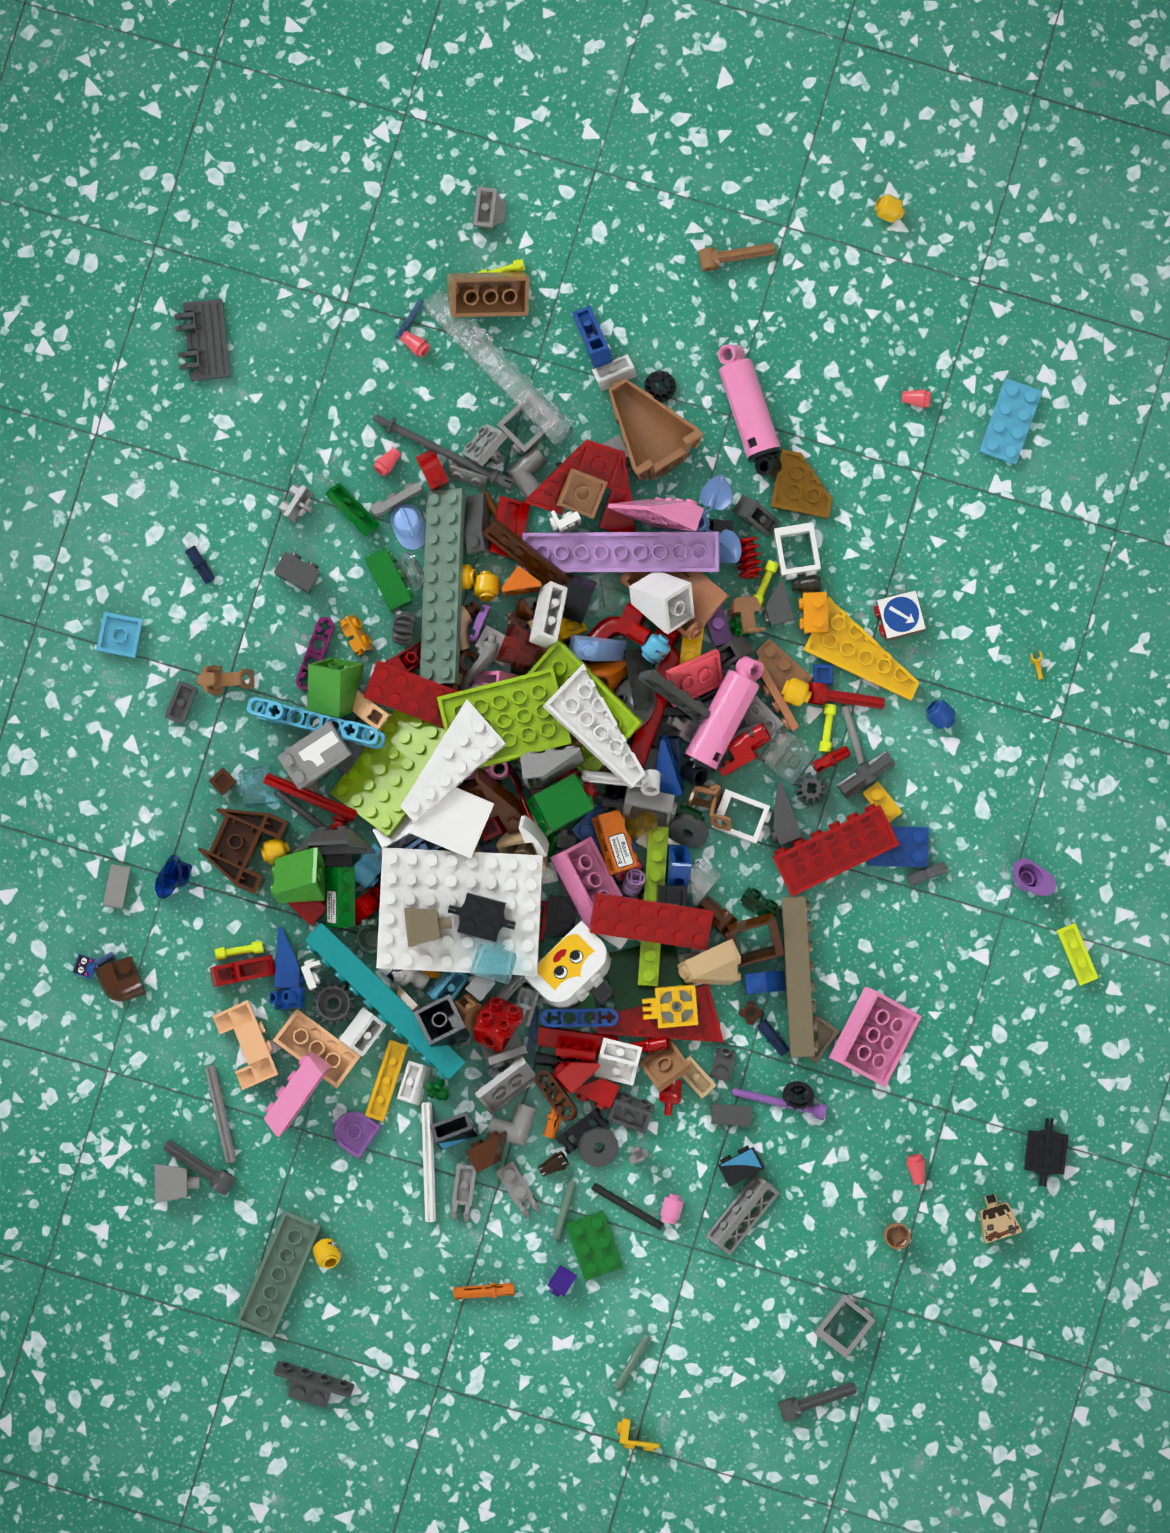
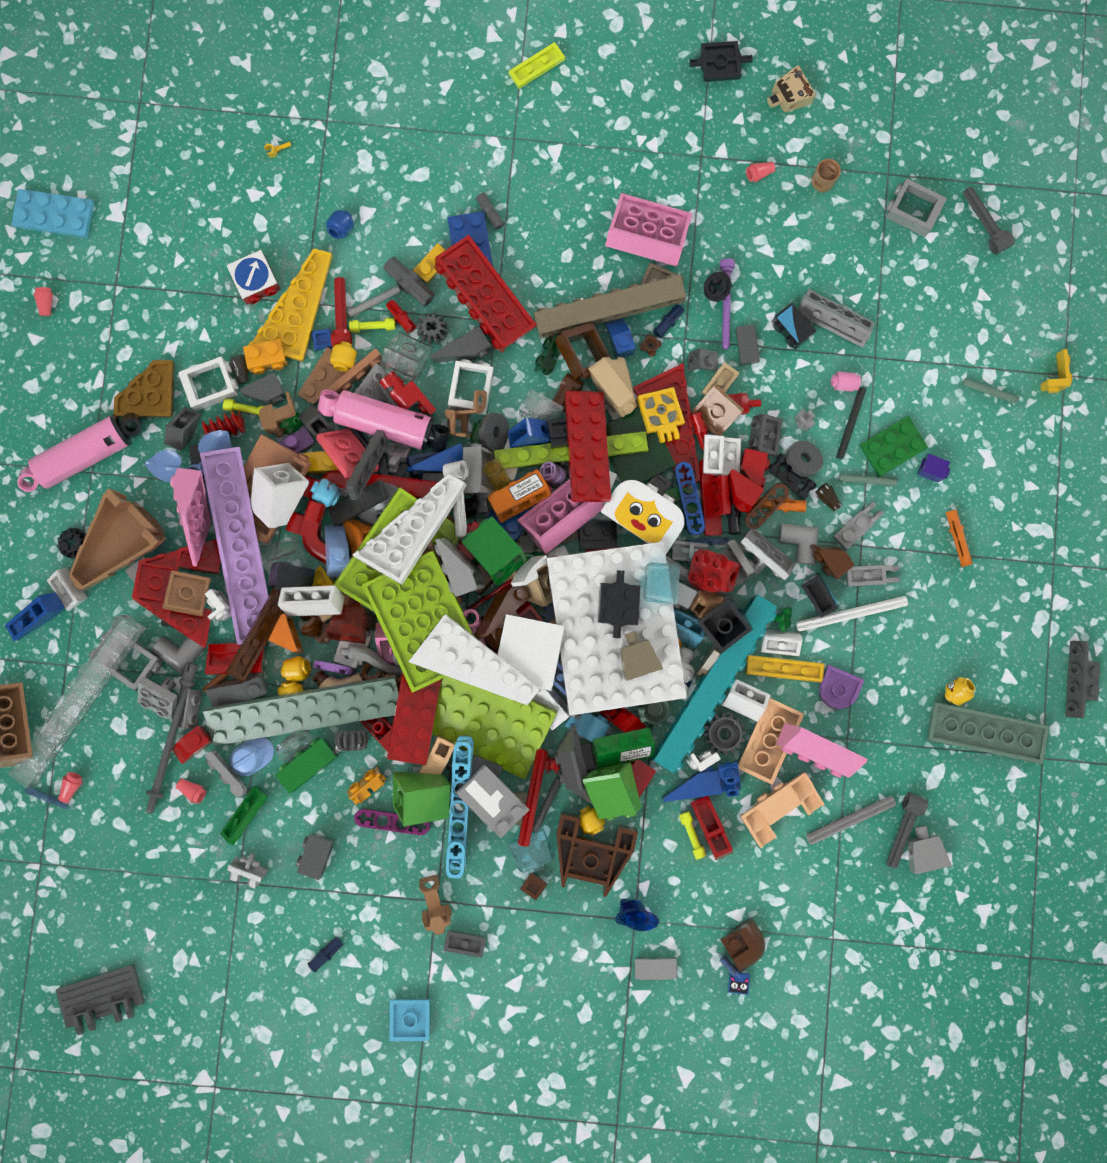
camera: 110 degrees left, 0 degrees up
(1033, 878) = (475, 115): medium lavender piece -> none

